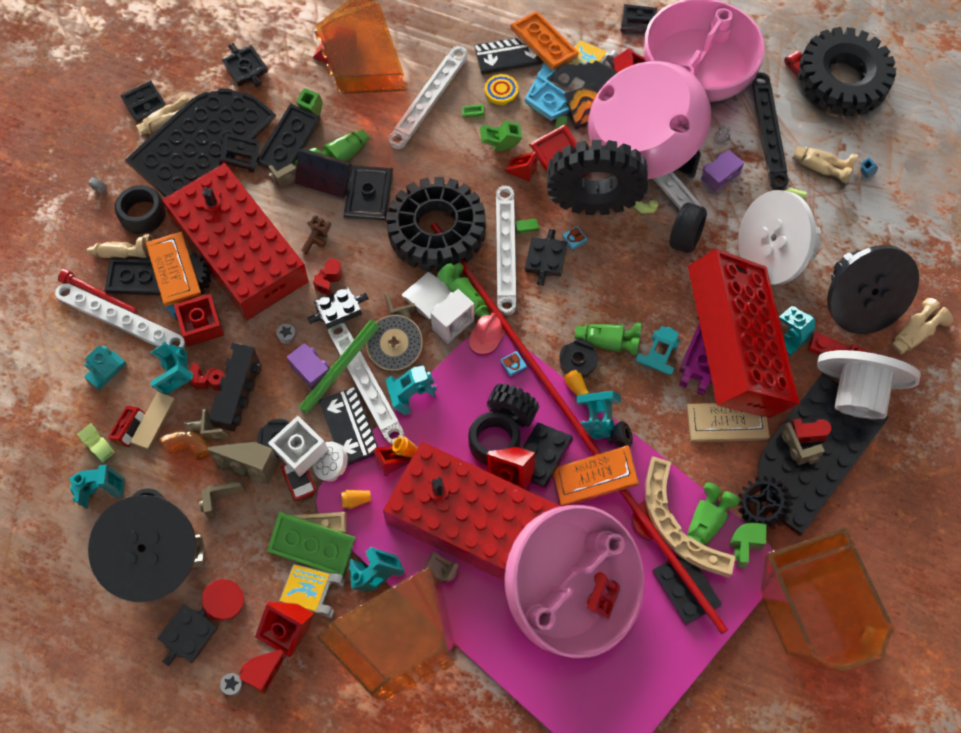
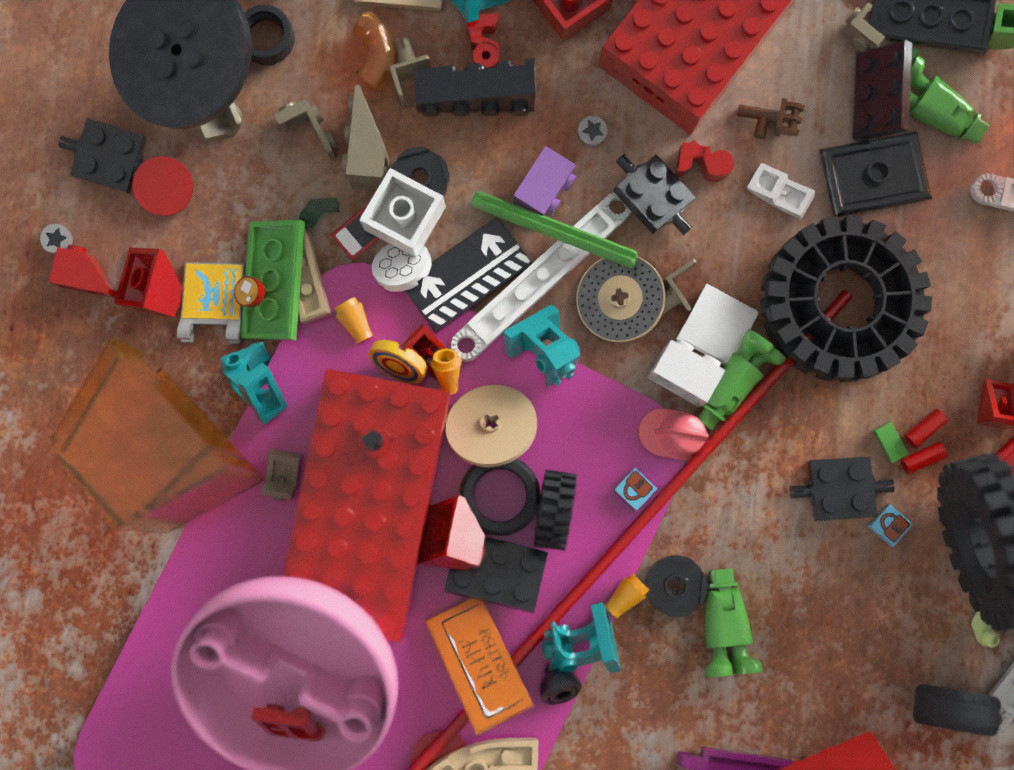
camera: 70 degrees right, 20 degrees up
(273, 505) = (316, 208): none -> clear green arm
(314, 559) = (249, 292): none -> tile
(359, 244) = (781, 192): none -> white slope
(390, 474) = (400, 365): none -> yellow tile
(462, 429) = (488, 445): none -> tan piece
(505, 250) = (836, 421): white plate -> none
(524, 205) = (925, 428): none -> red axle
(541, 212) = (924, 458): none -> red axle
(656, 360) = (745, 715): teal tile -> none

